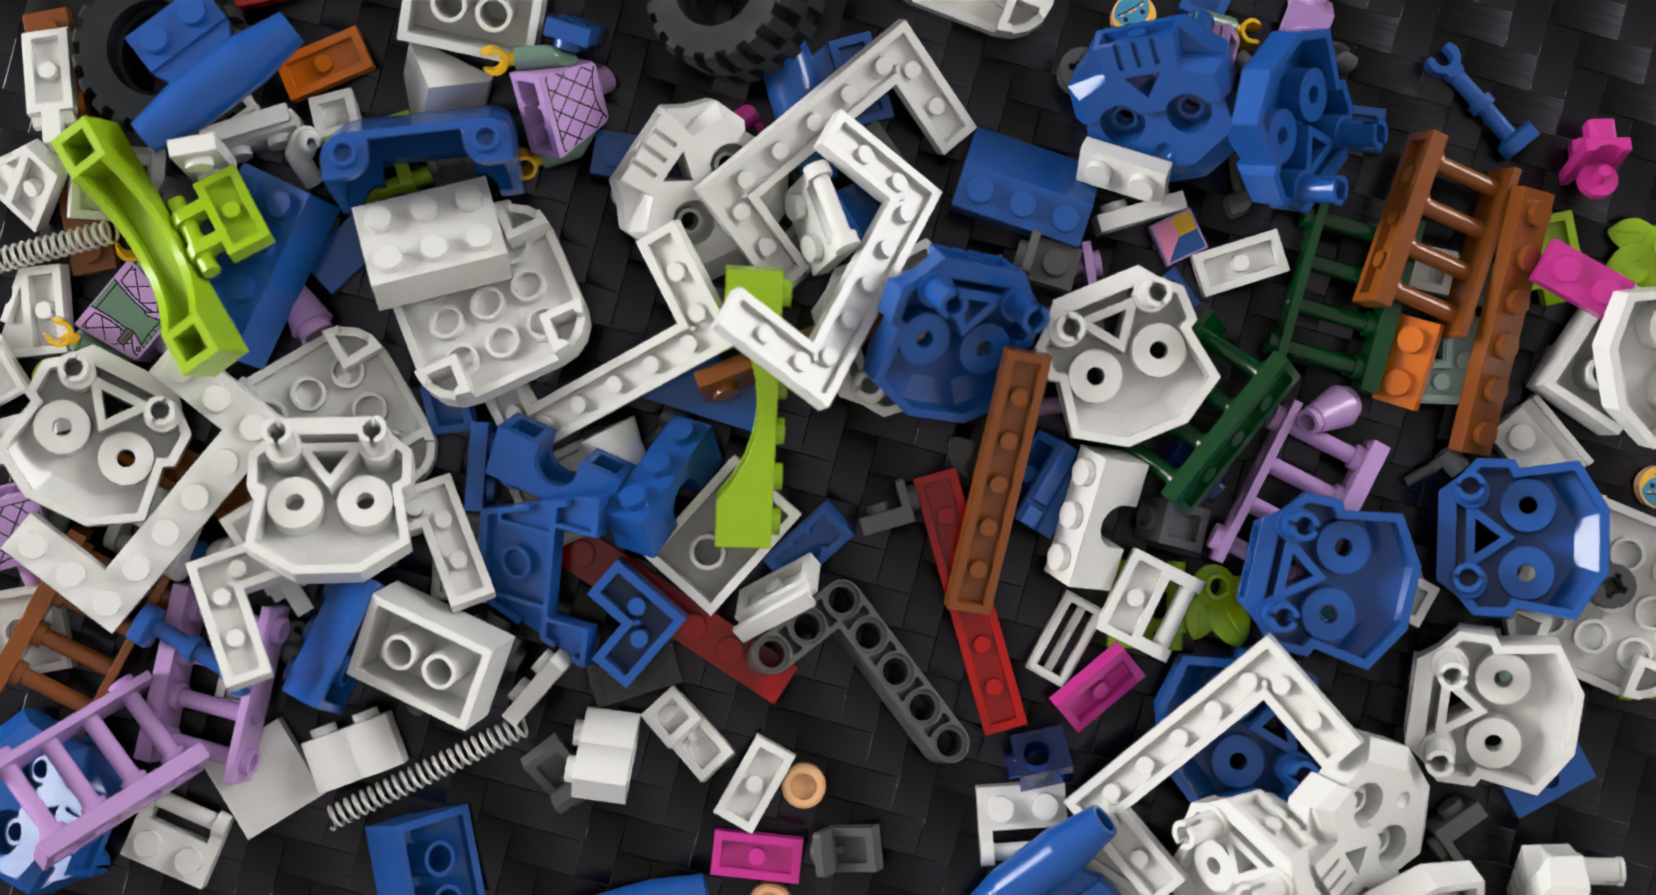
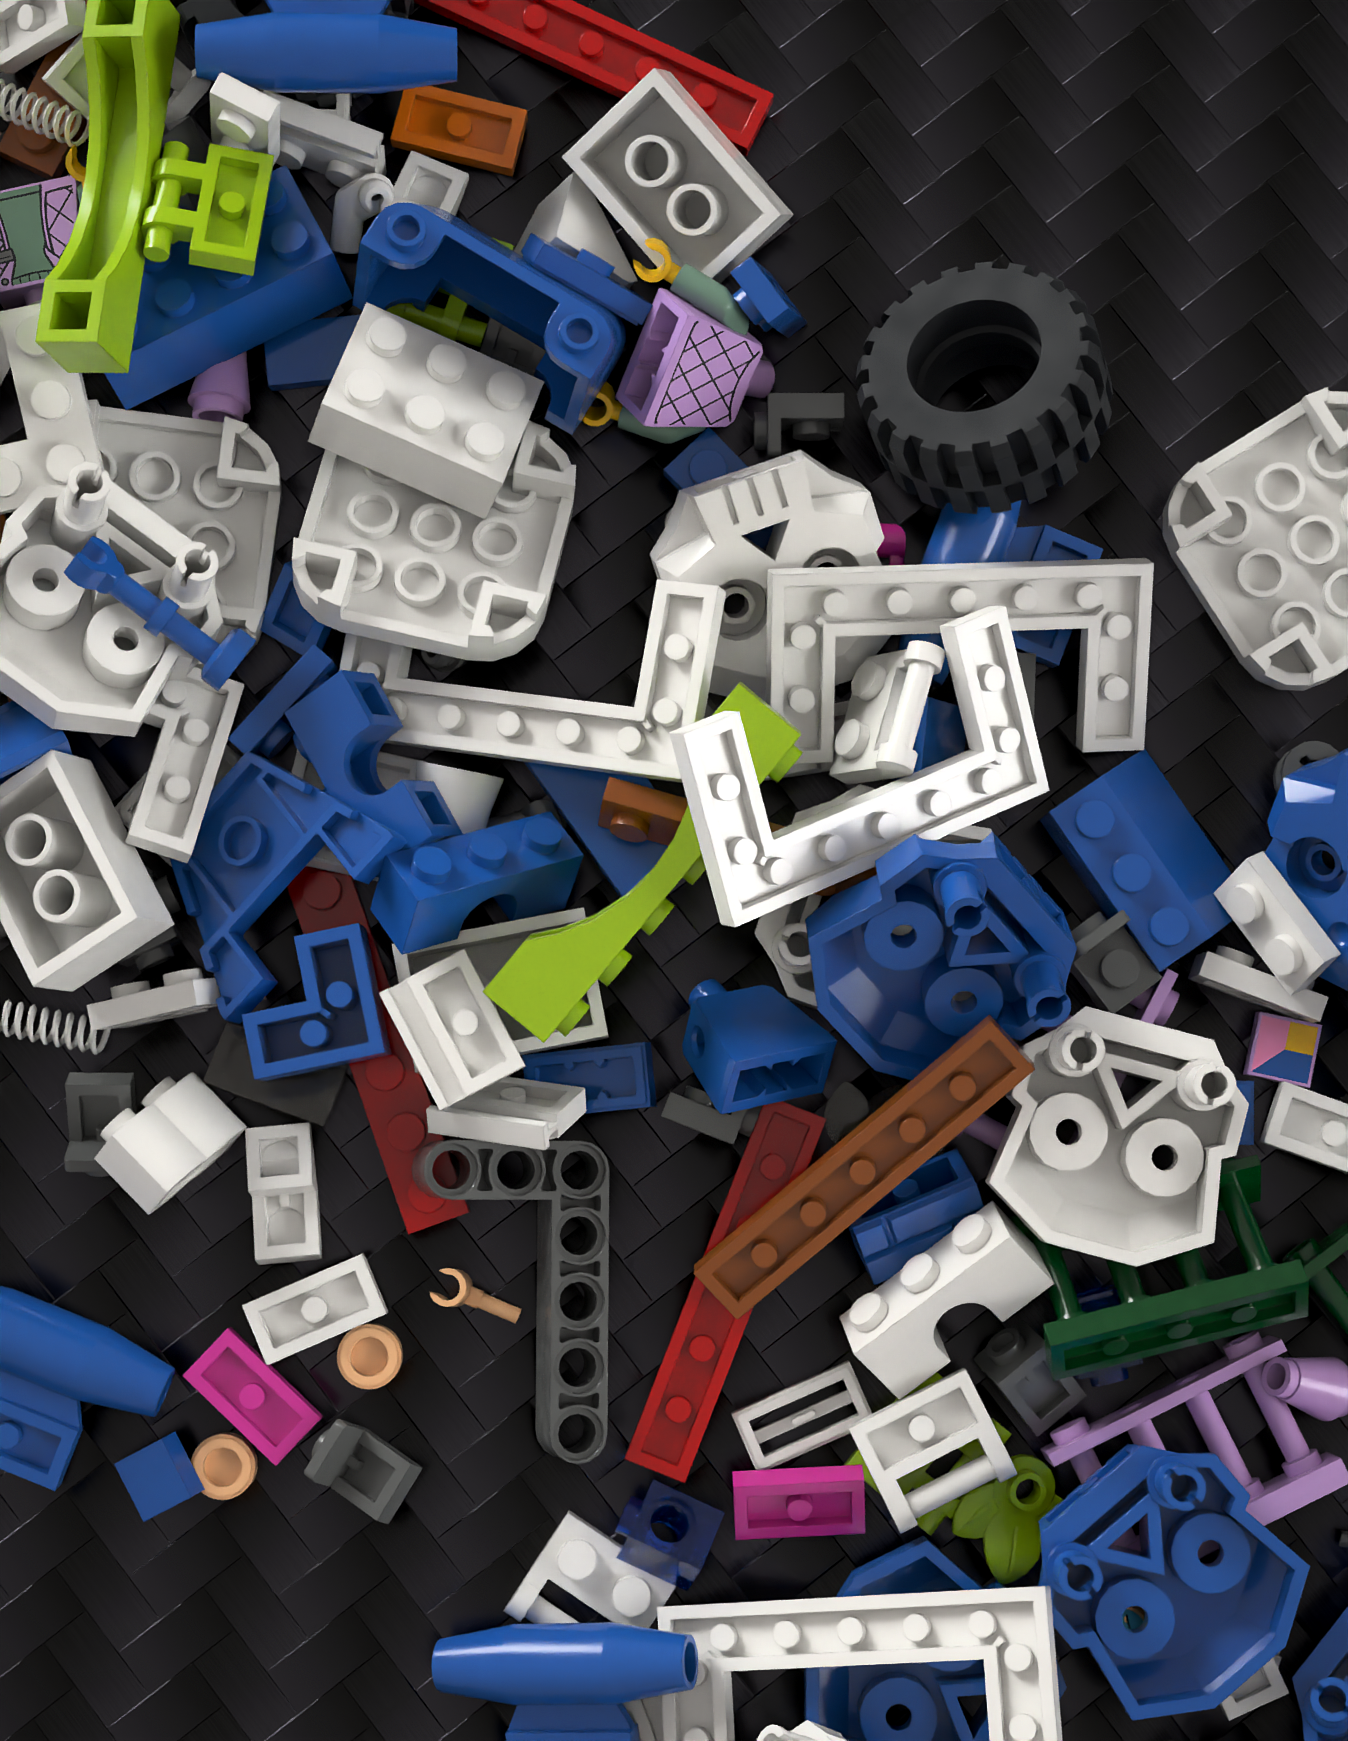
camera: 30 degrees right, 5 degrees down
(319, 474) = (100, 570): none -> blue piece
(464, 97) = (587, 276): none -> blue plate
(645, 81) = (805, 414): none -> dark grey bracket
(713, 578) = (452, 1029): none -> white plate
(836, 710) = (475, 1298): none -> light nougat hand
(886, 459) = (754, 1047): none -> blue torso

